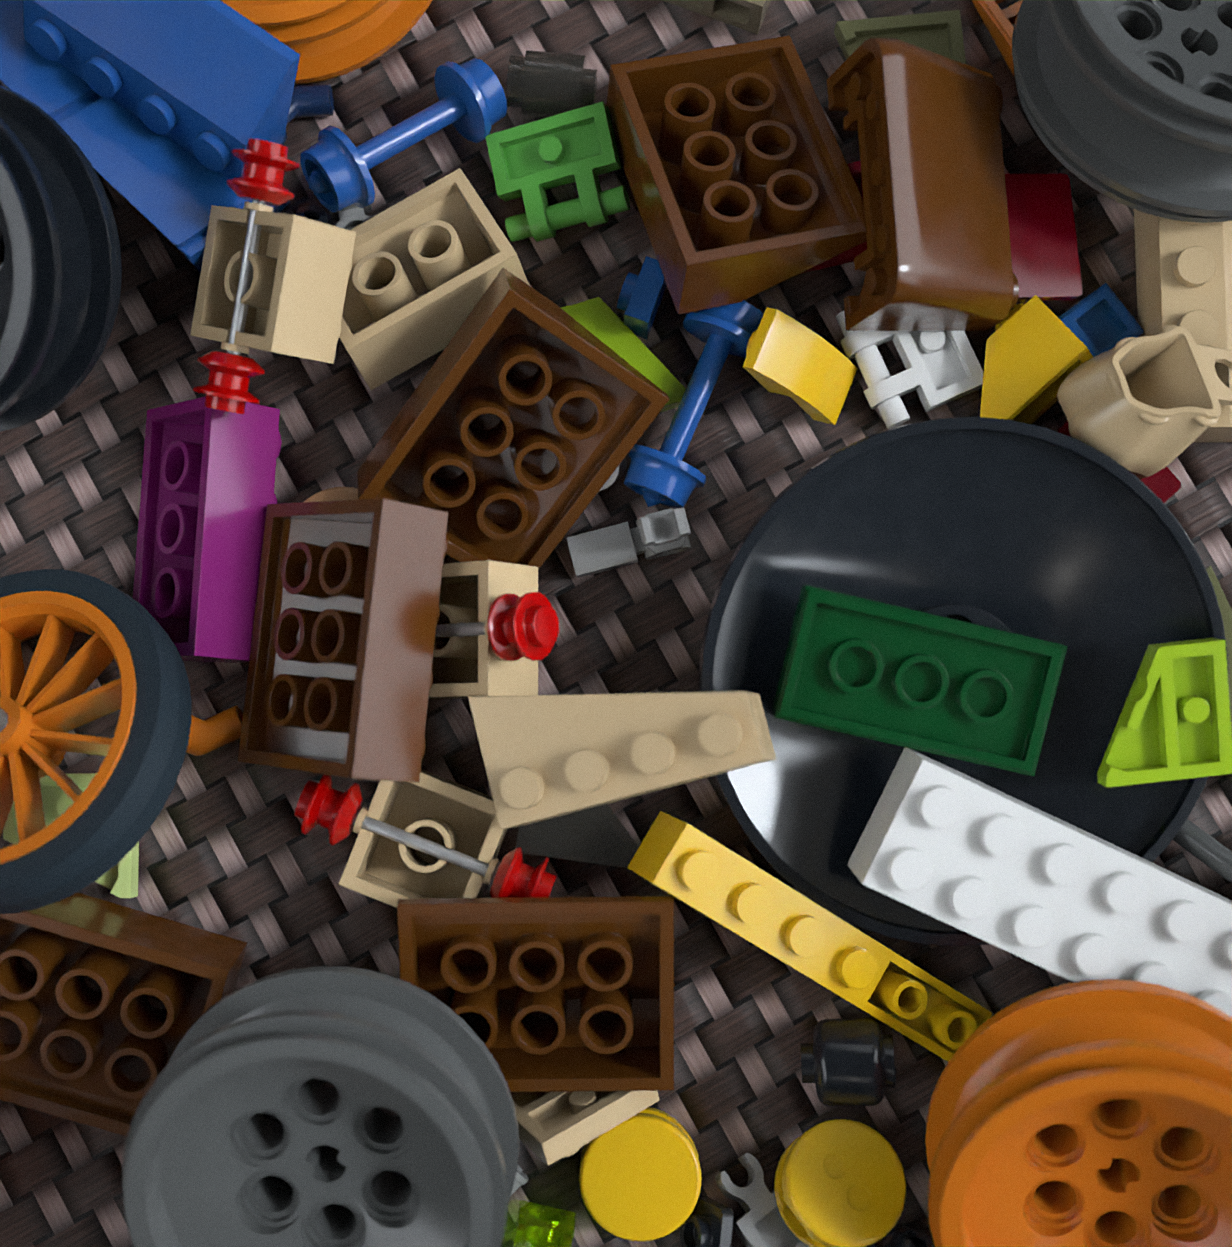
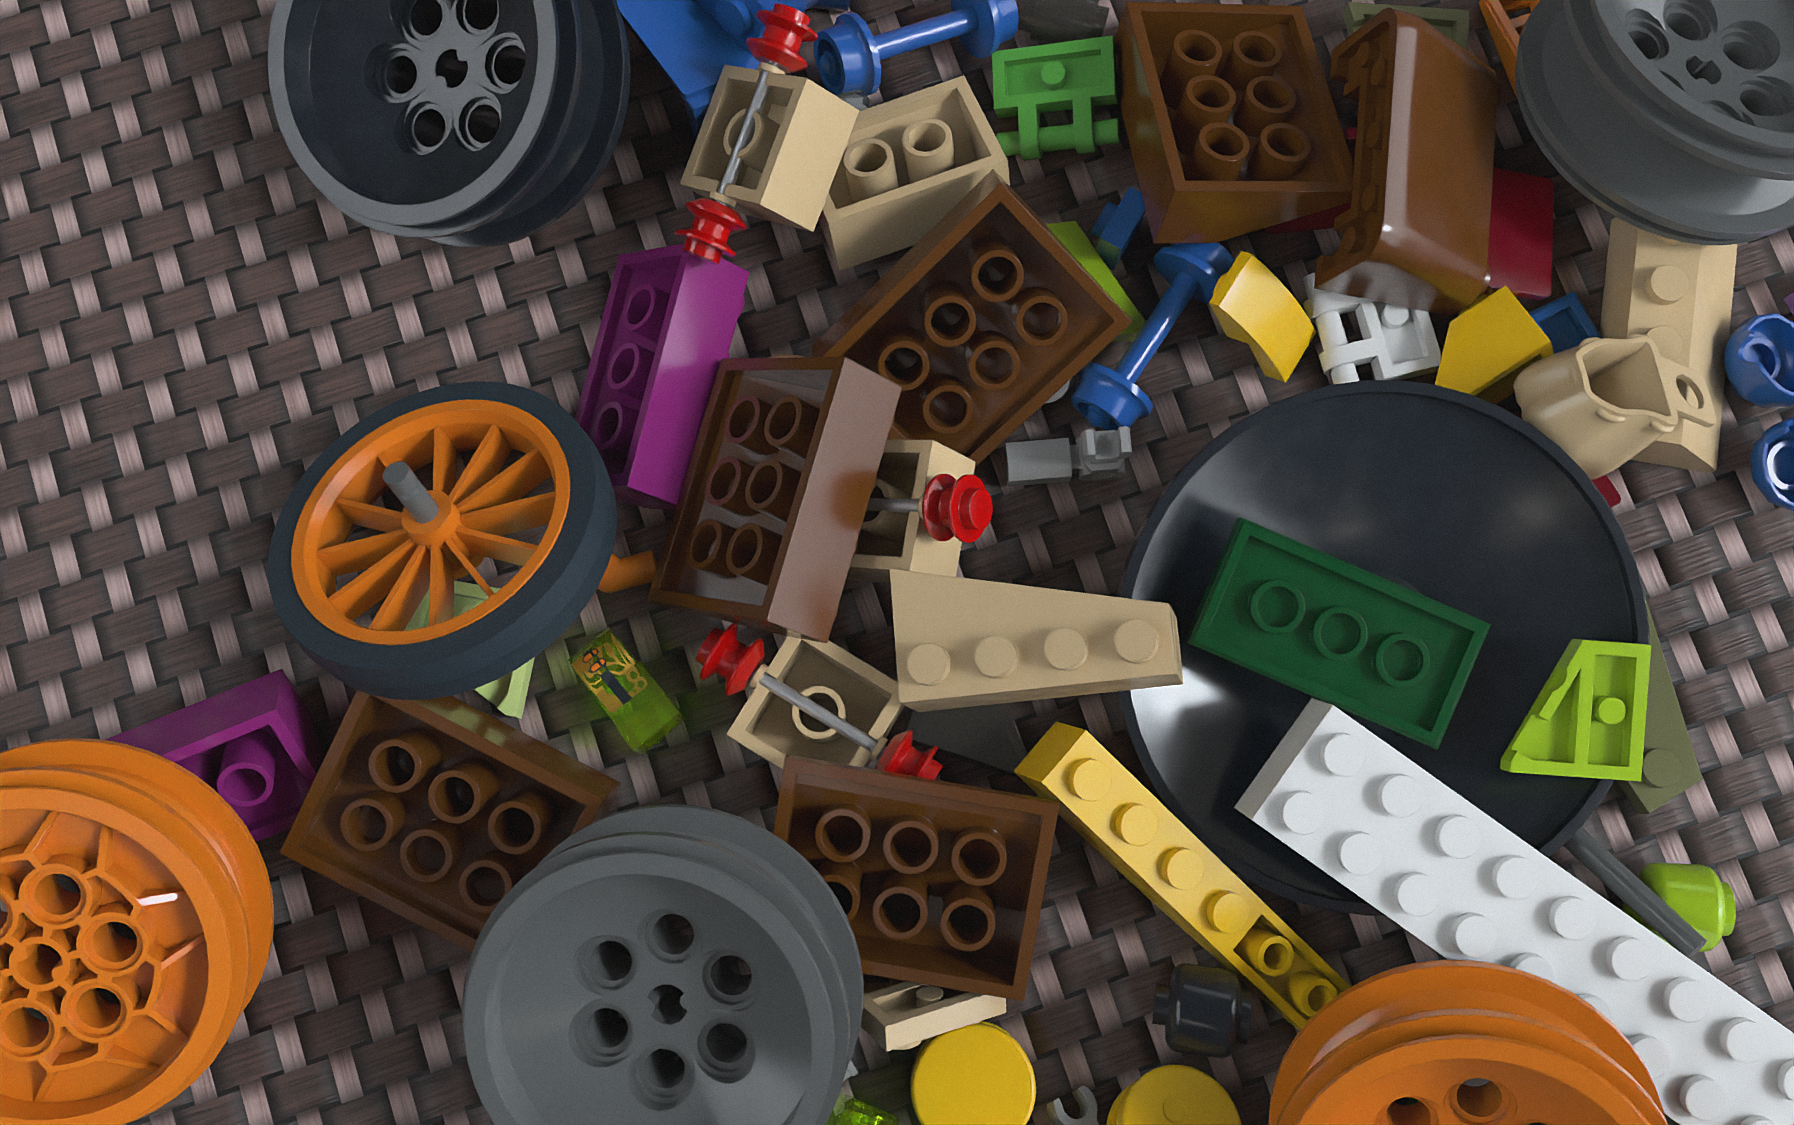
camera: 10 degrees right, 5 degrees down
(235, 851) = (626, 691): none -> clear neon green leg

